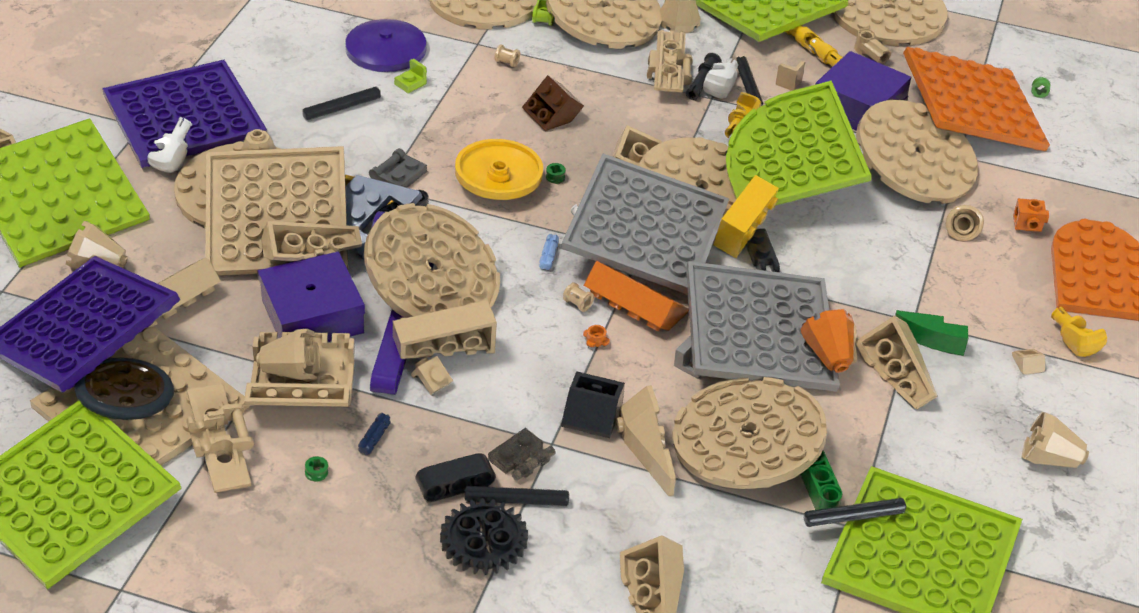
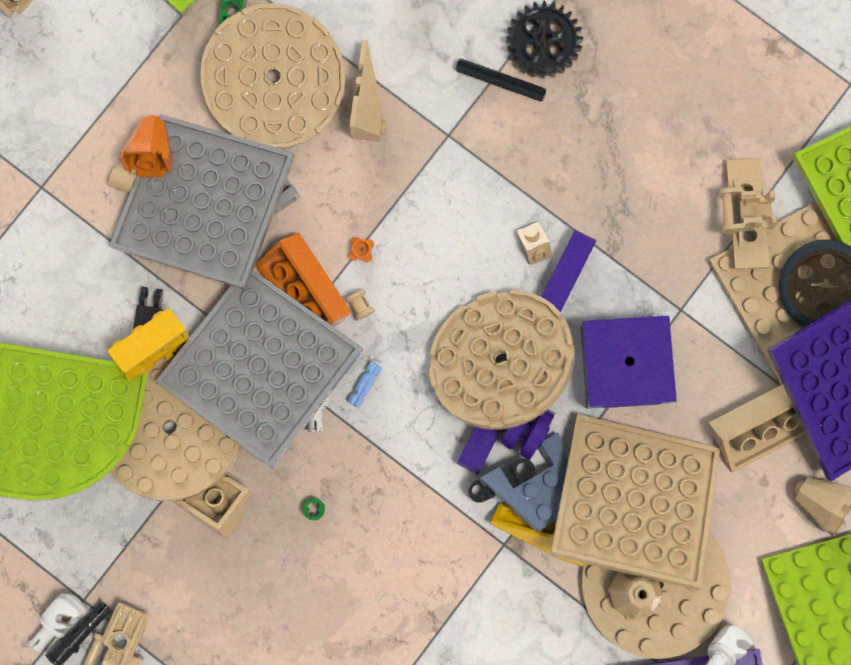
camera: 160 degrees left, 40 degrees up
(291, 356) = (667, 275): tan cone -> none
(306, 240) = (619, 432): tan wedge -> none
(316, 475) = (658, 165): green bush -> none
(333, 381) = (659, 262): tan slope -> none
(374, 433) = (605, 188): dark blue axle -> none
(403, 174) = (477, 556): dark grey plate -> none
(447, 331) = (513, 269): tan wedge -> none
(453, 476) = (549, 111): black beam -> none
(498, 169) = (377, 518): yellow dish -> none
(516, 450) = (485, 131): clear smoke plate -> none
(552, 104) = (276, 625): reddish brown slope -> none
(593, 404) = (400, 152): black slope -> none
(744, 105) = (55, 544): yellow piece -> none
(748, 78) = (28, 611): black axle -> none
(898, 360) = (87, 132): tan wedge -> none
(934, 333) = (34, 154): green slope -> none

